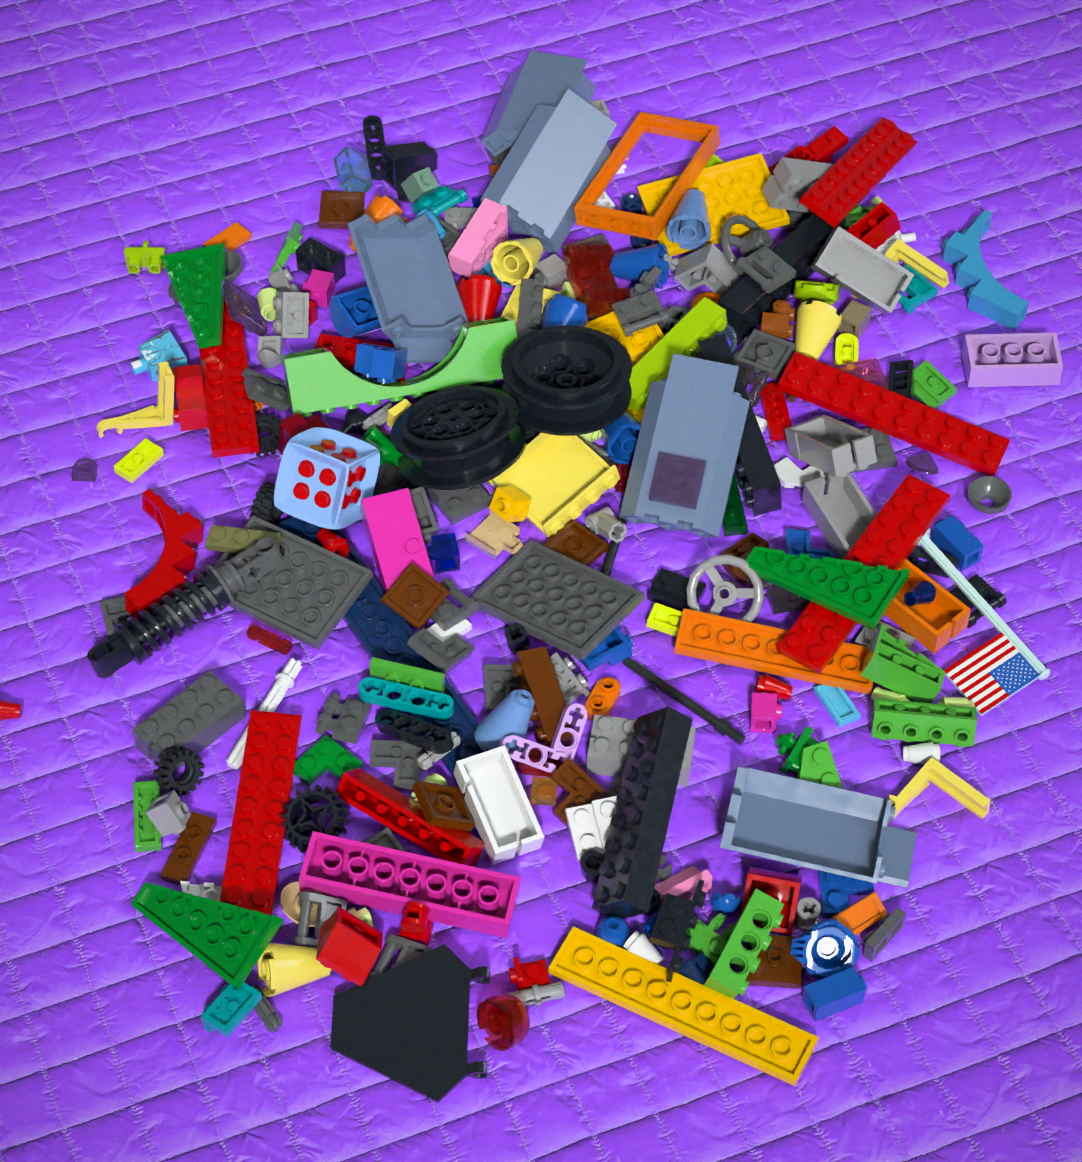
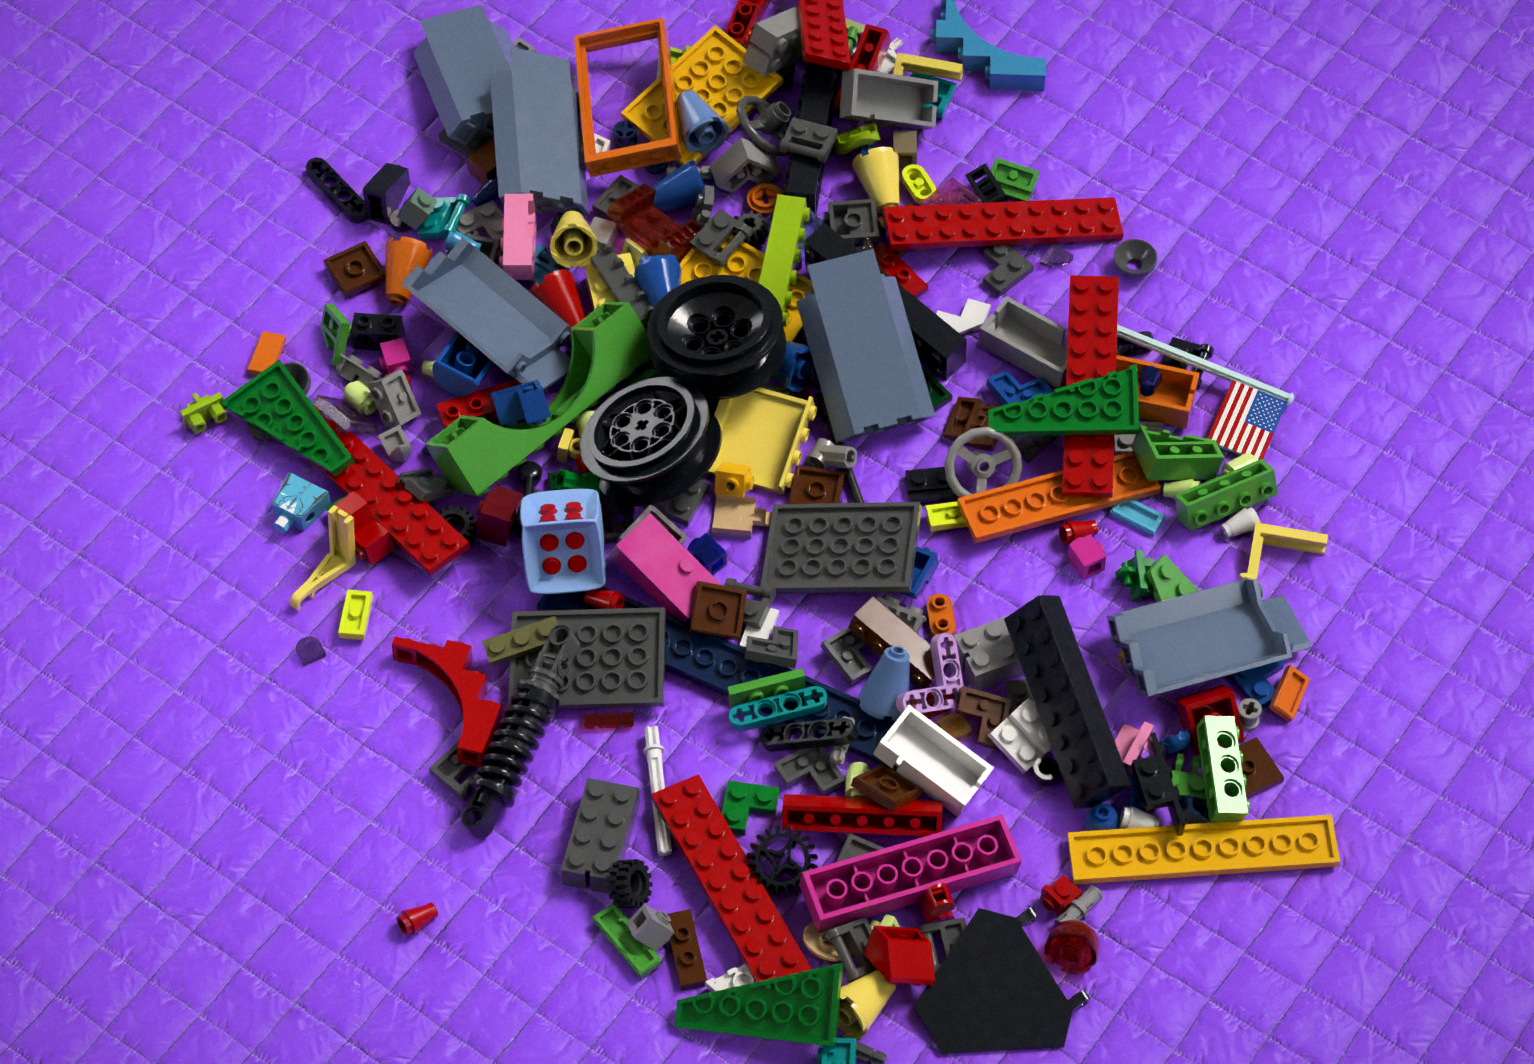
camera: 30 degrees left, 5 degrees up
(264, 504) = (516, 592): black tyre -> none
(351, 718) = (741, 757): dark grey plate -> none
(352, 171) = (340, 225): clear light blue brick -> none
(377, 418) = (549, 458): light grey axle -> none
(517, 638) = (830, 610): black bush -> none
(677, 480) = (877, 382): clear purple plate -> none
(721, 725) = (1059, 587): pearl dark grey bar -> none
(778, 321) = (839, 183): dark orange brick -> none
(826, 949) = (1288, 736): blue helmet -> none
(831, 446) = (979, 281): light grey piece -> none
(834, 994) = (1319, 771): blue brick -> none
(878, 940) = (1317, 707): dark grey plate -> none
(957, 541) = (1140, 315): blue brick -> none
(1012, 359) = (1068, 121): lavender brick -> none

